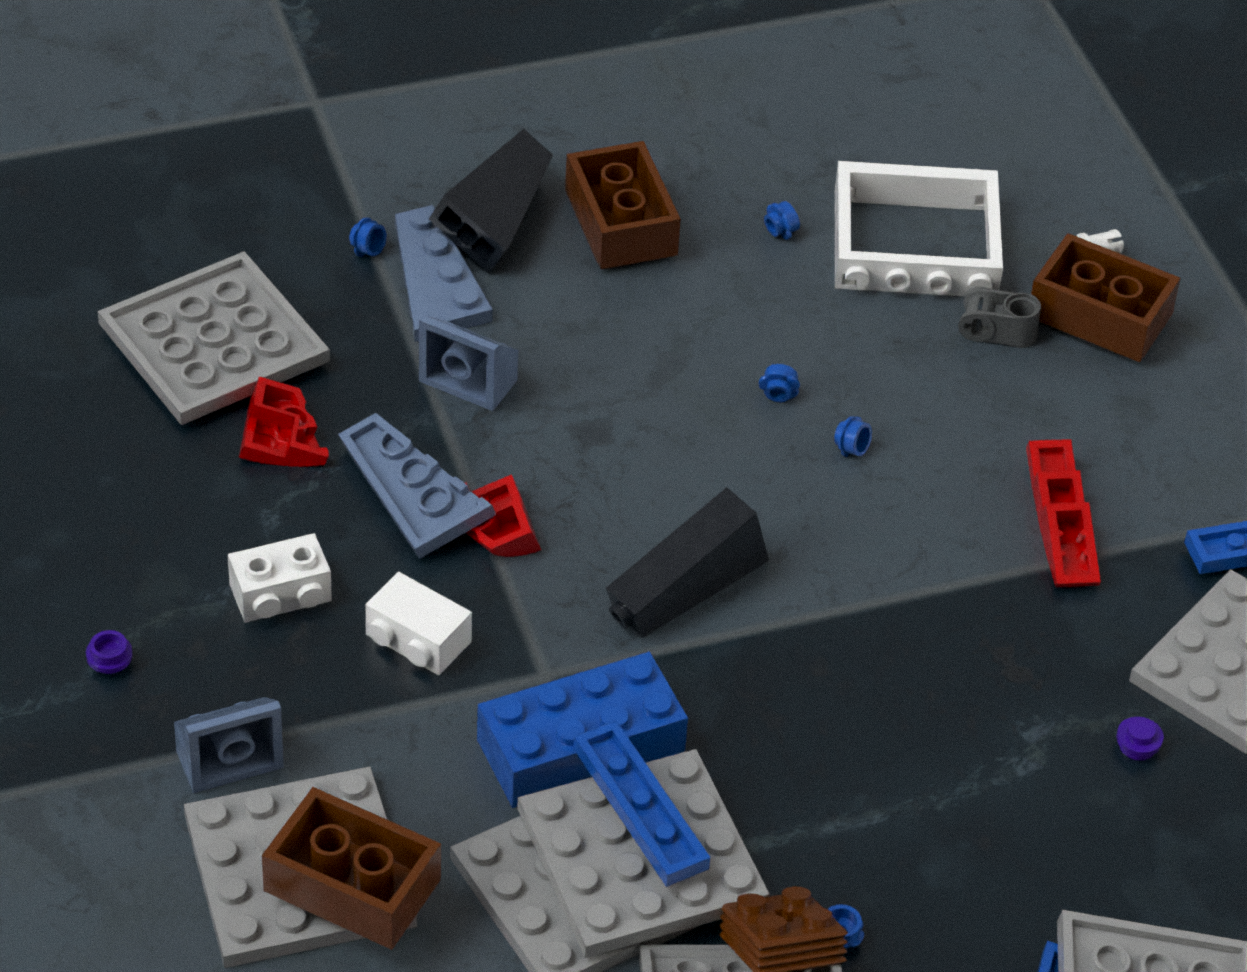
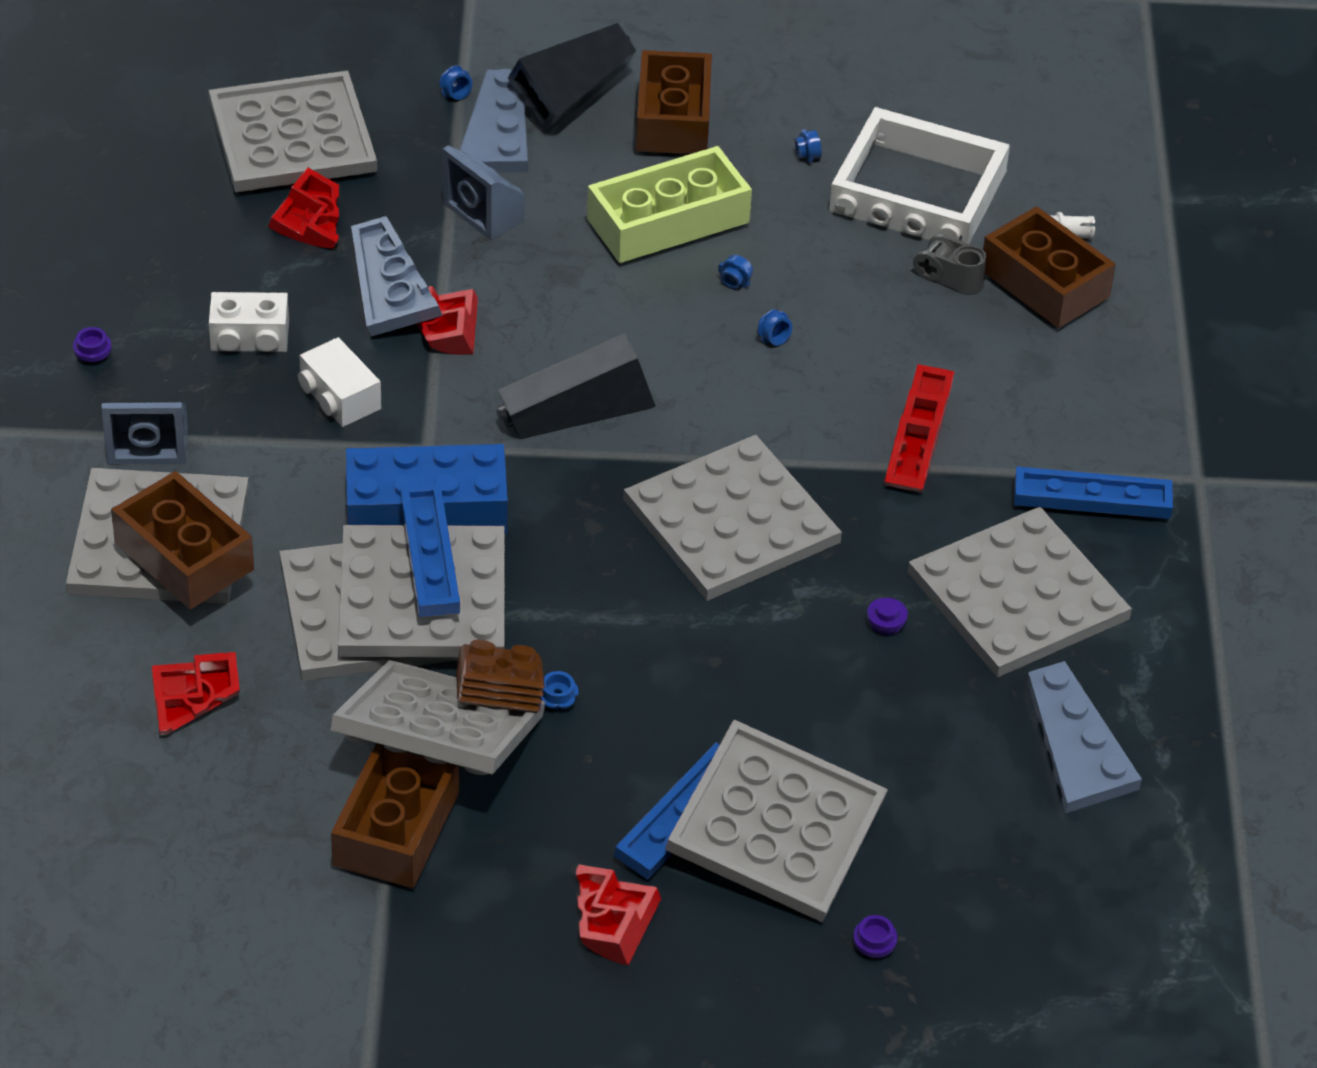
camera: 20 degrees right, 0 degrees up
(676, 323) = (668, 204): none -> yellowish green brick
(917, 668) = (731, 517): none -> light grey plate

